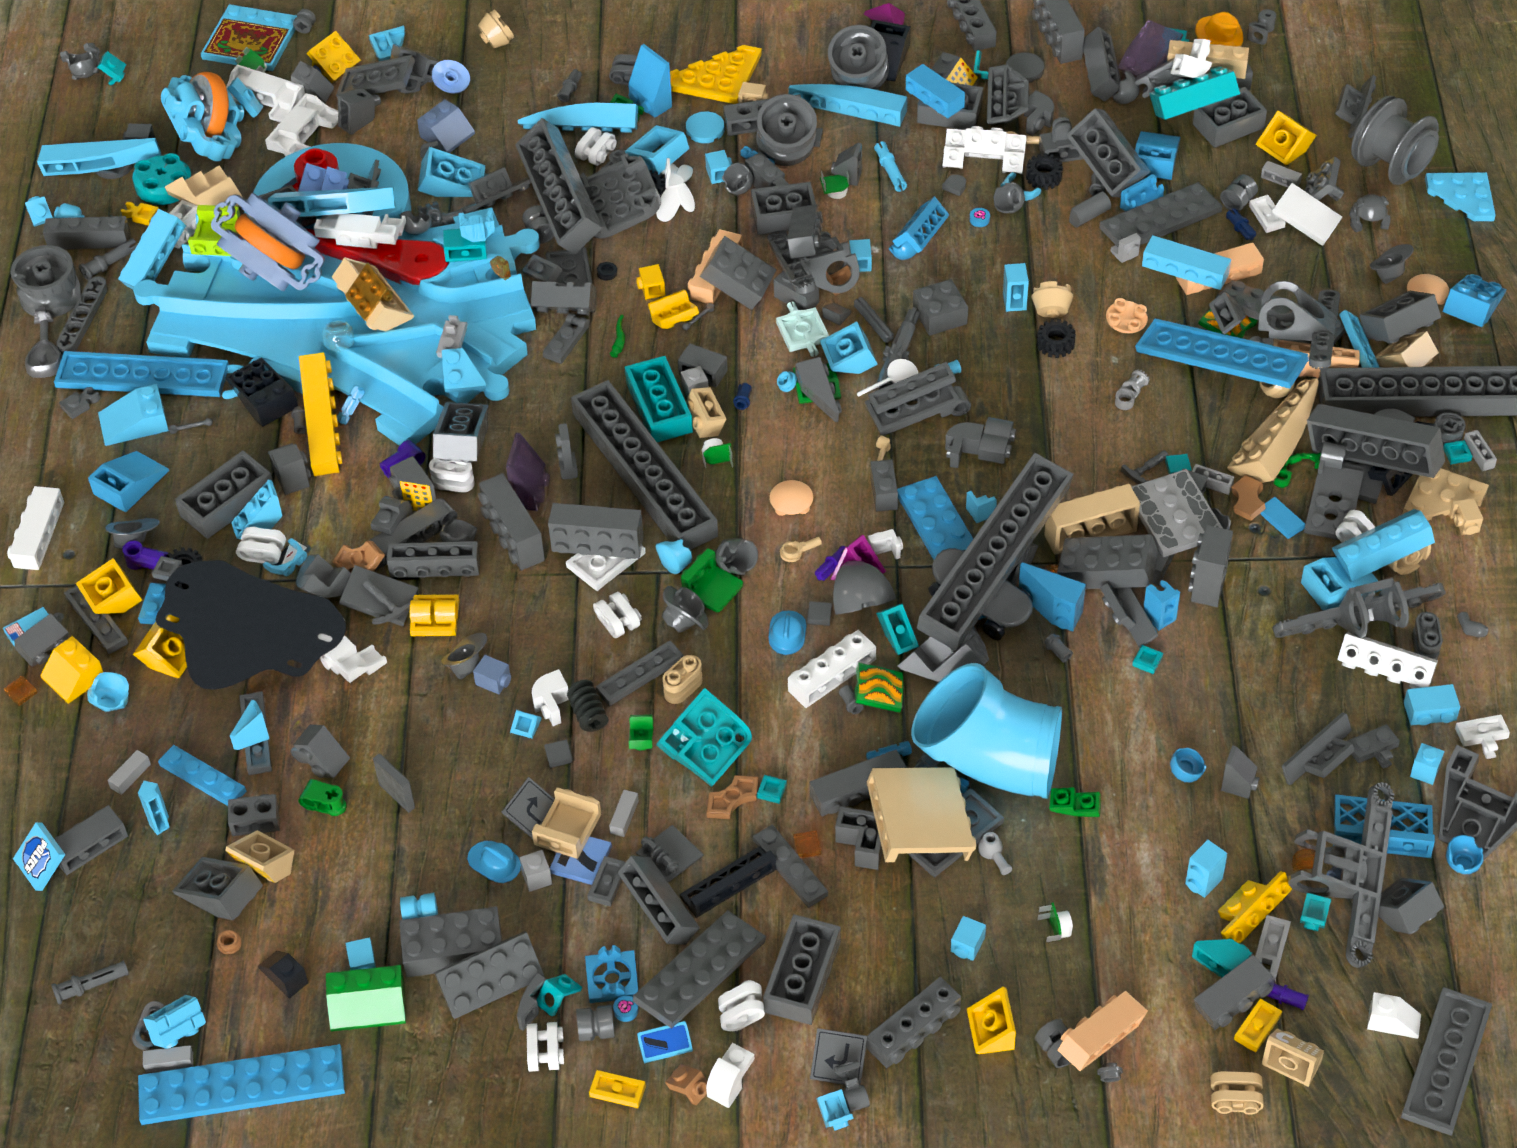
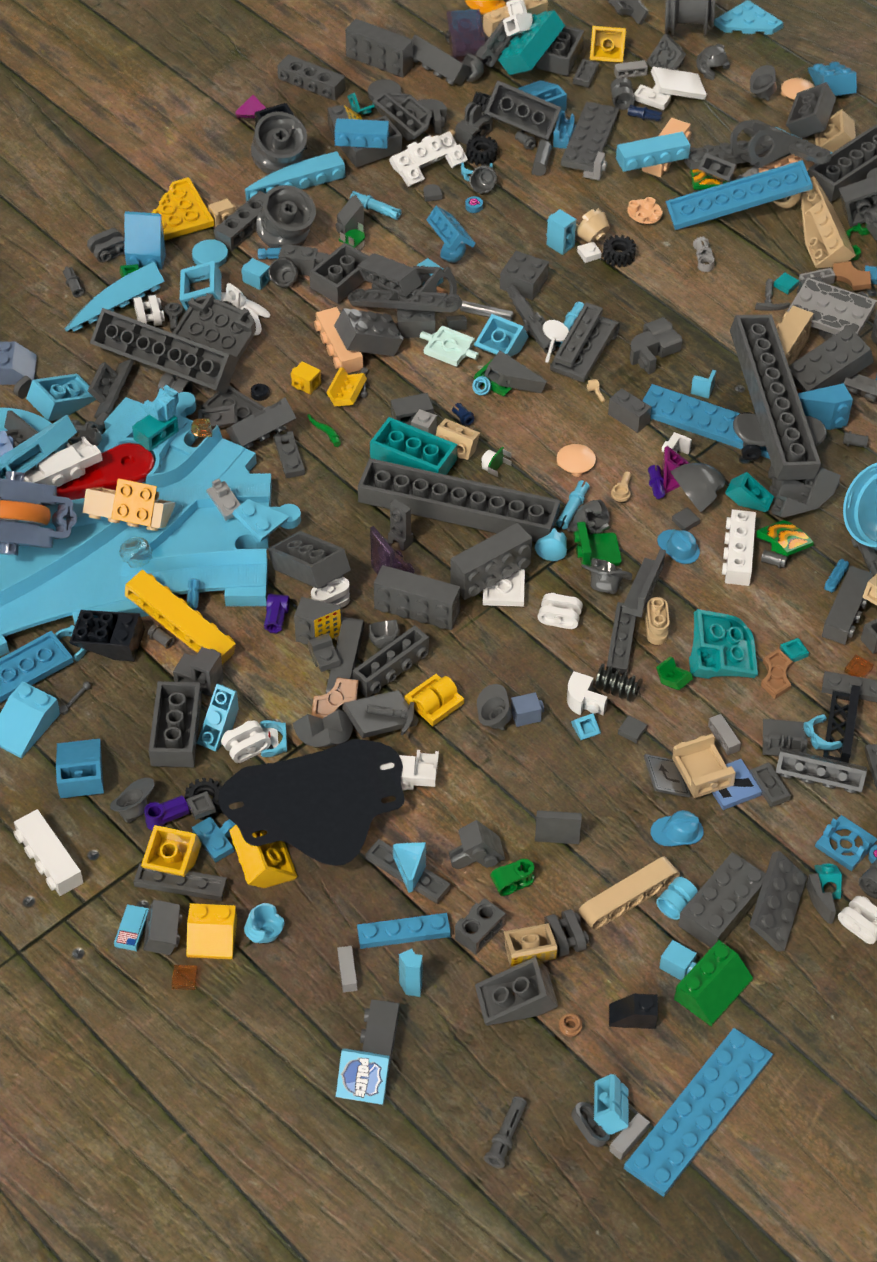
camera: 45 degrees left, 0 degrees up
(307, 870) = (571, 923): none -> dark grey brick
(391, 877) = (628, 893): none -> tan beam
(535, 870) = (719, 813): light grey brick -> none
(697, 859) = (817, 742): none -> medium azure cap
(709, 641) = (644, 585): none -> dark grey fence
(747, 531) = (575, 499): none -> medium azure pin
(1030, 323) = (589, 252): none -> white plate
(1232, 154) = (585, 73): none -> dark grey plate

